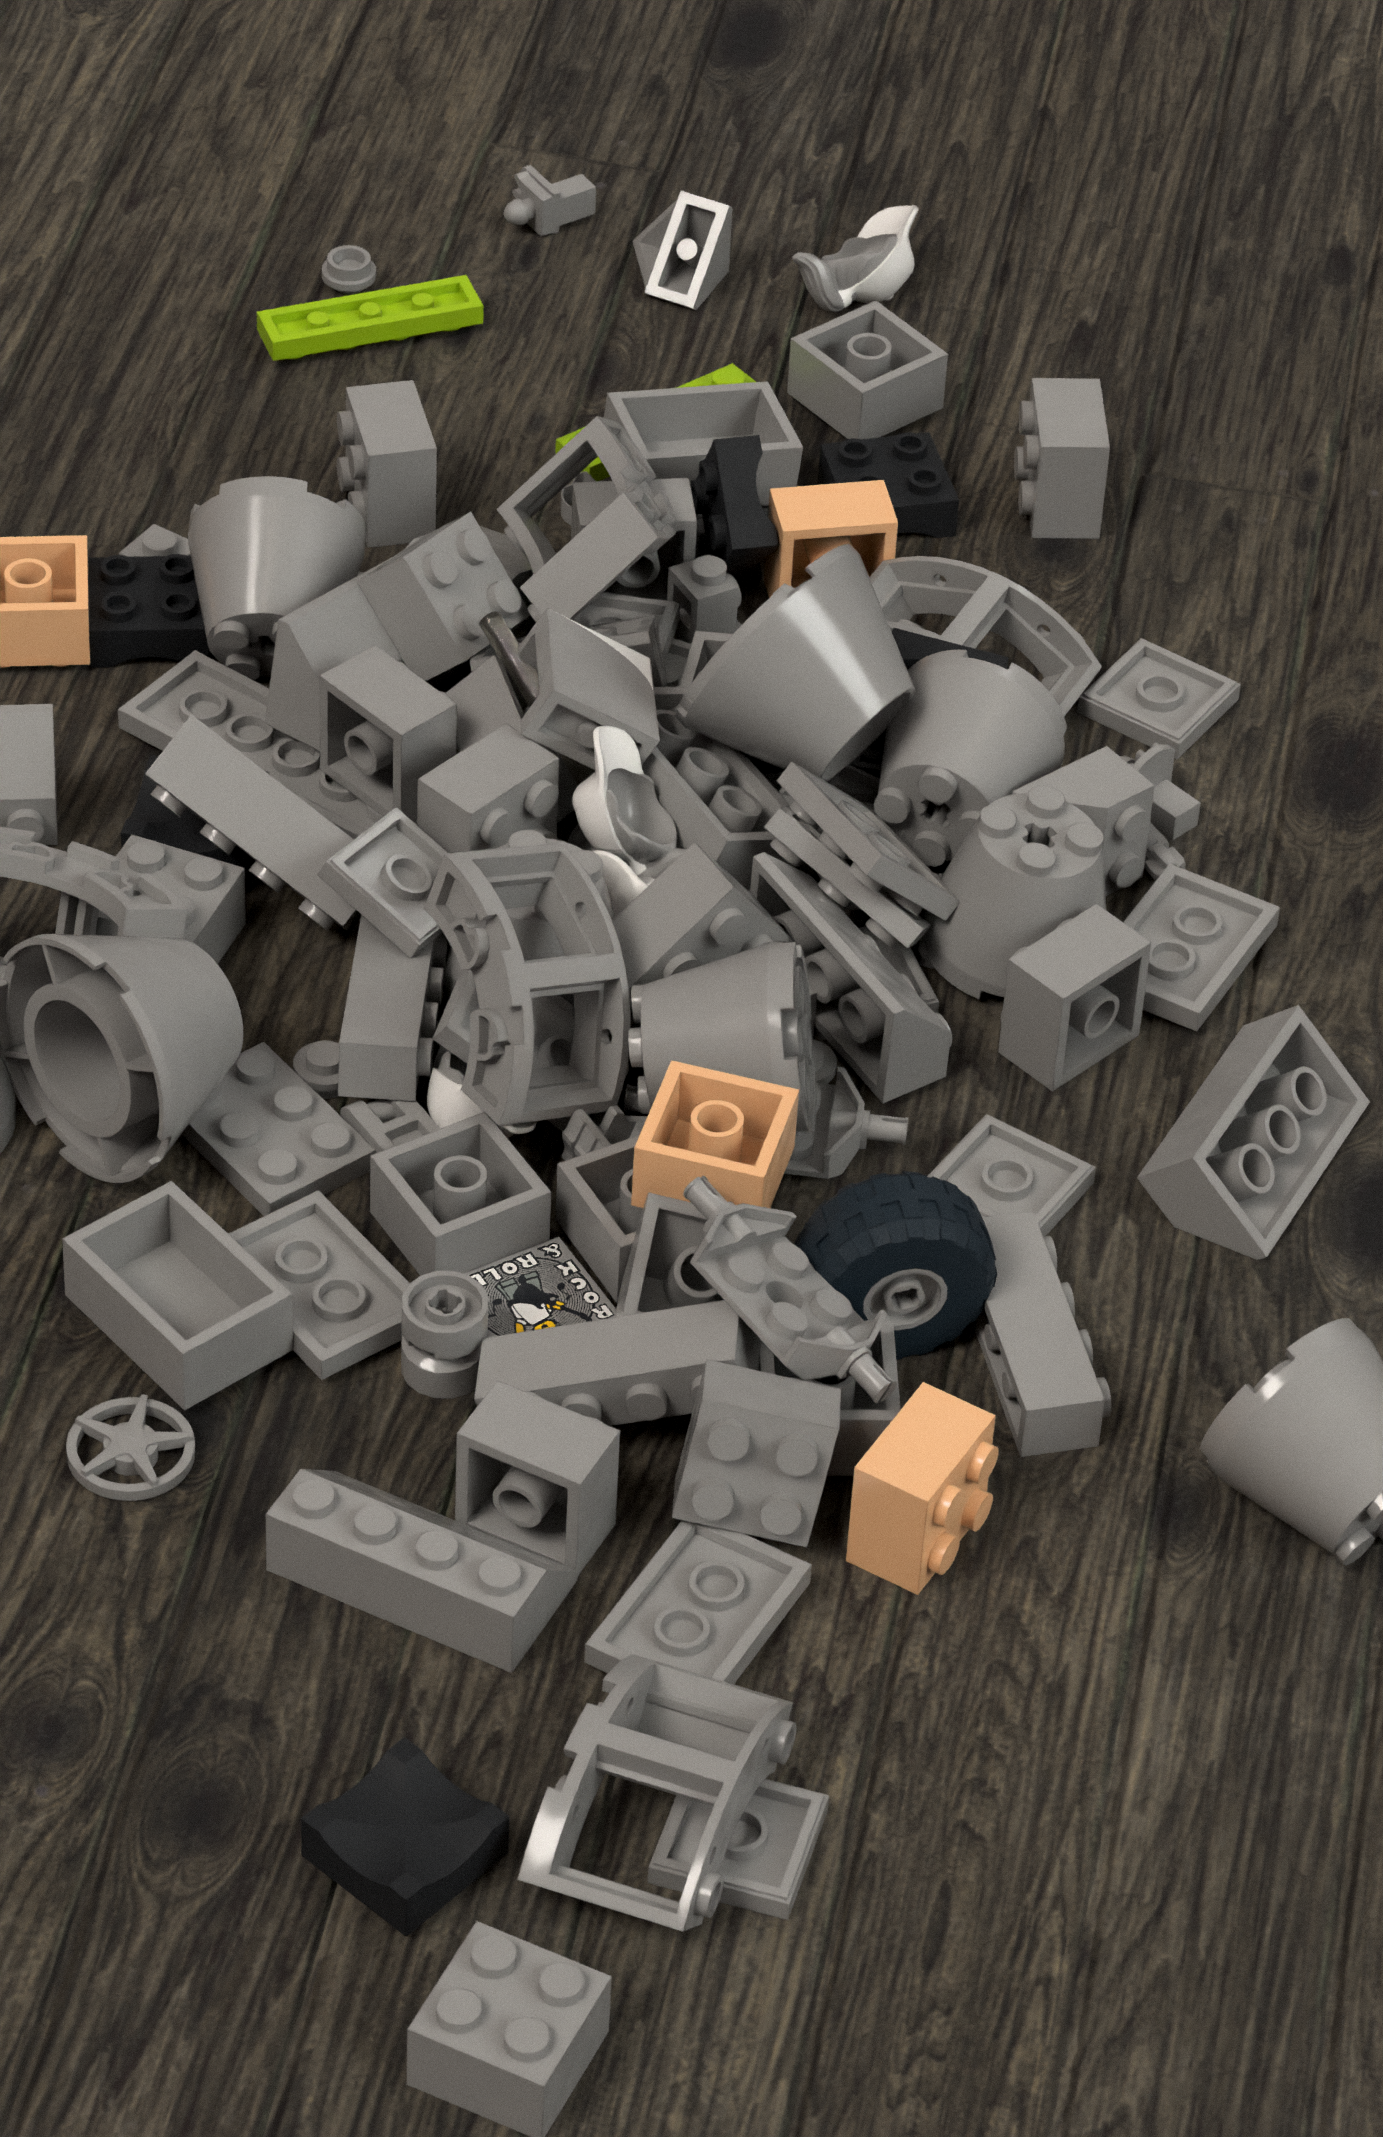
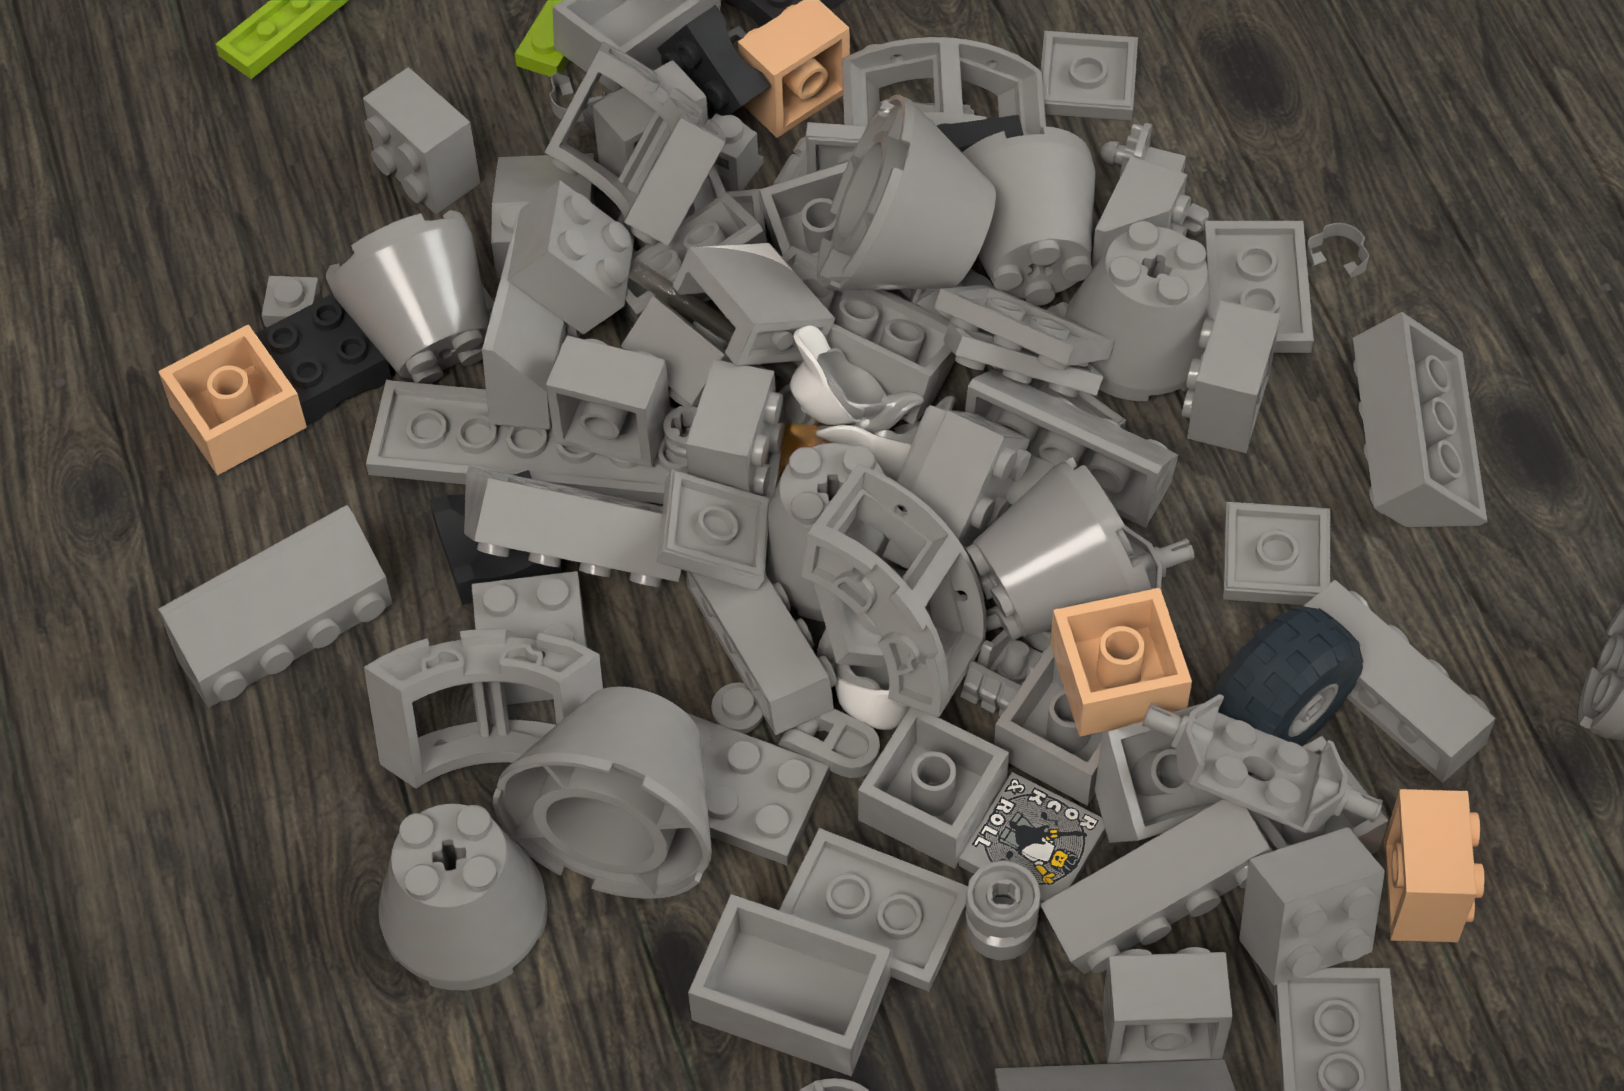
camera: 25 degrees left, 15 degrees up
(1310, 937) = (1344, 230): none -> light grey piece

